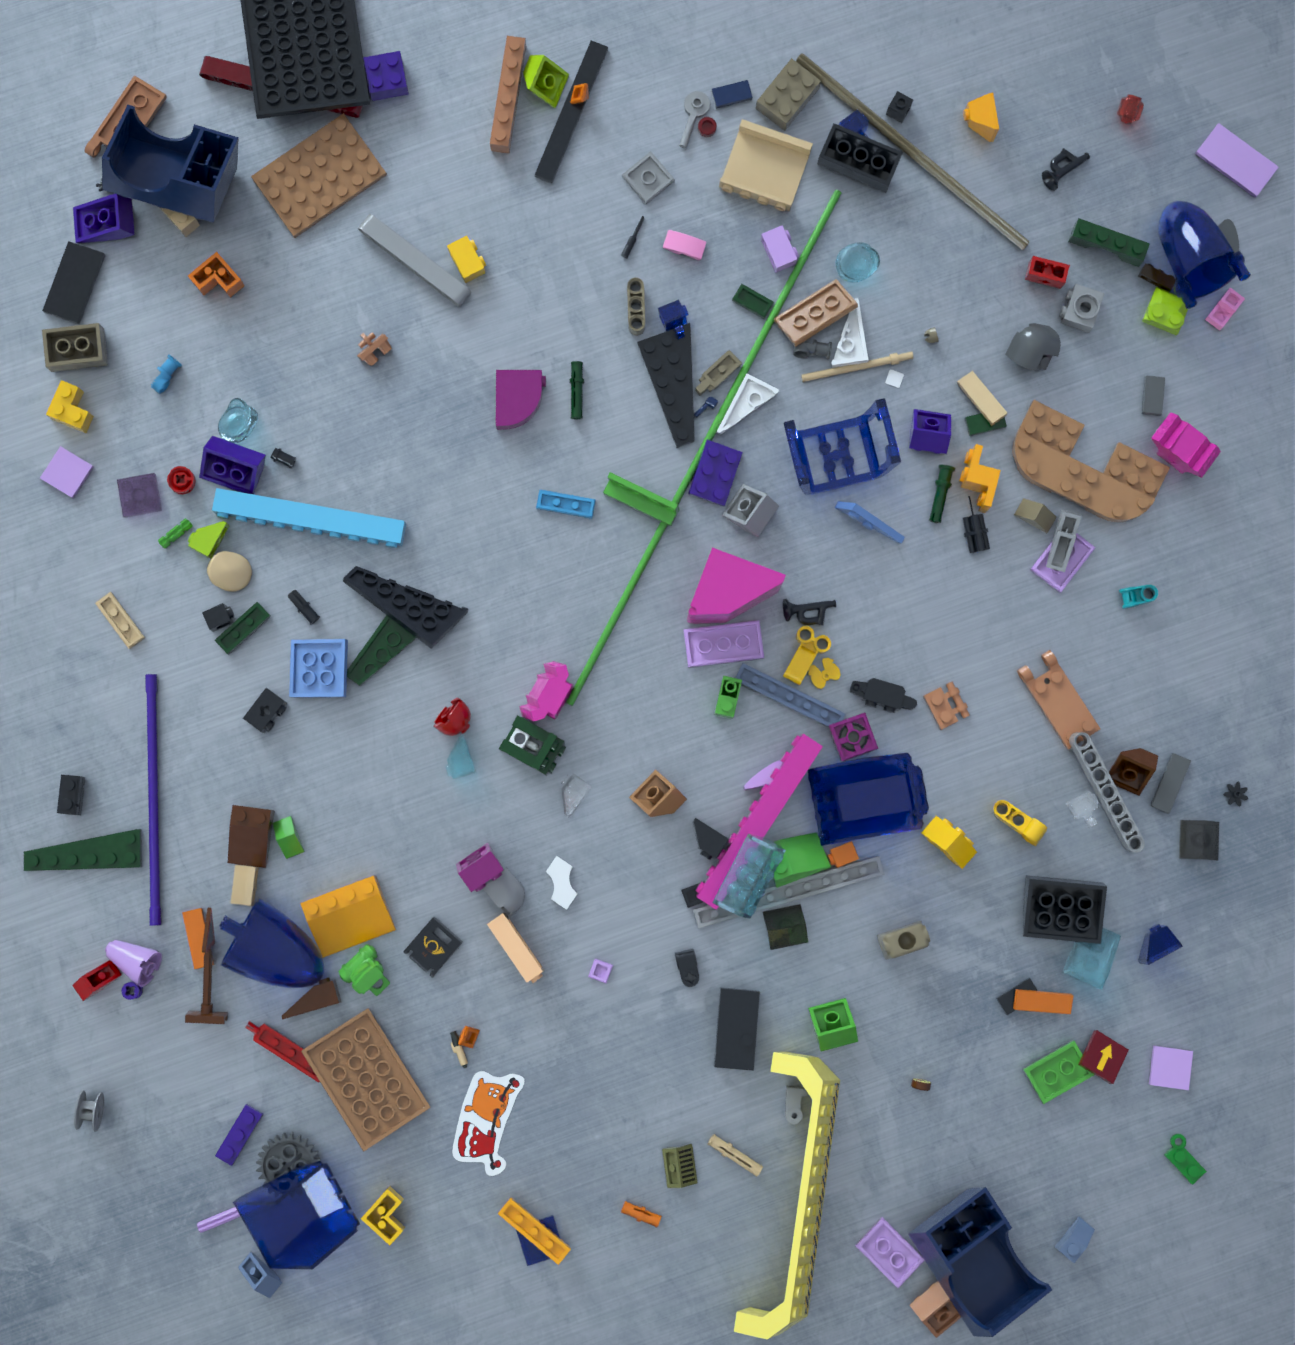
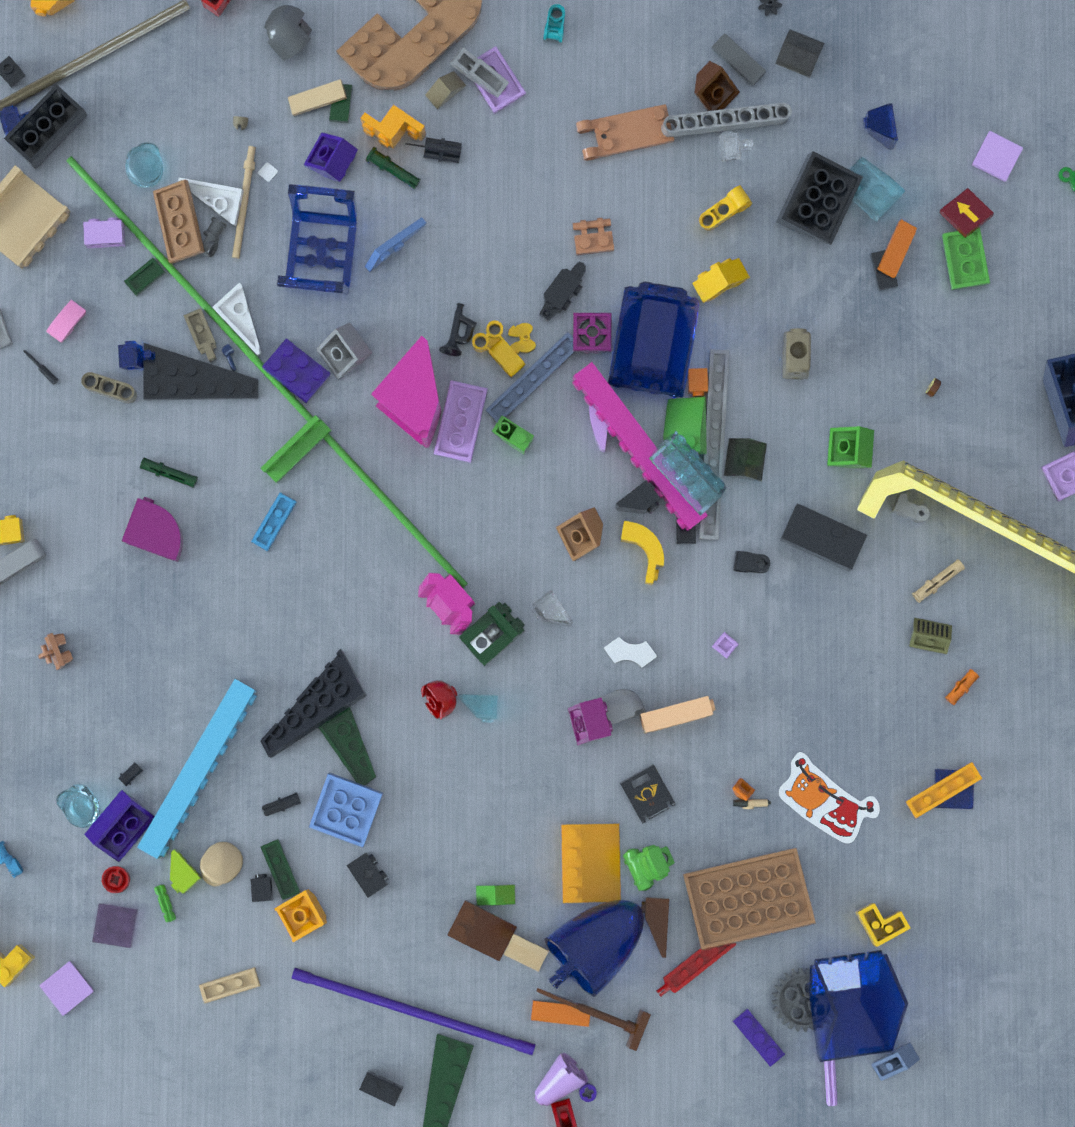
camera: 65 degrees left, 0 degrees up
(206, 663) = (301, 914): none -> light orange slope
(675, 855) = (643, 537): none -> yellow arch

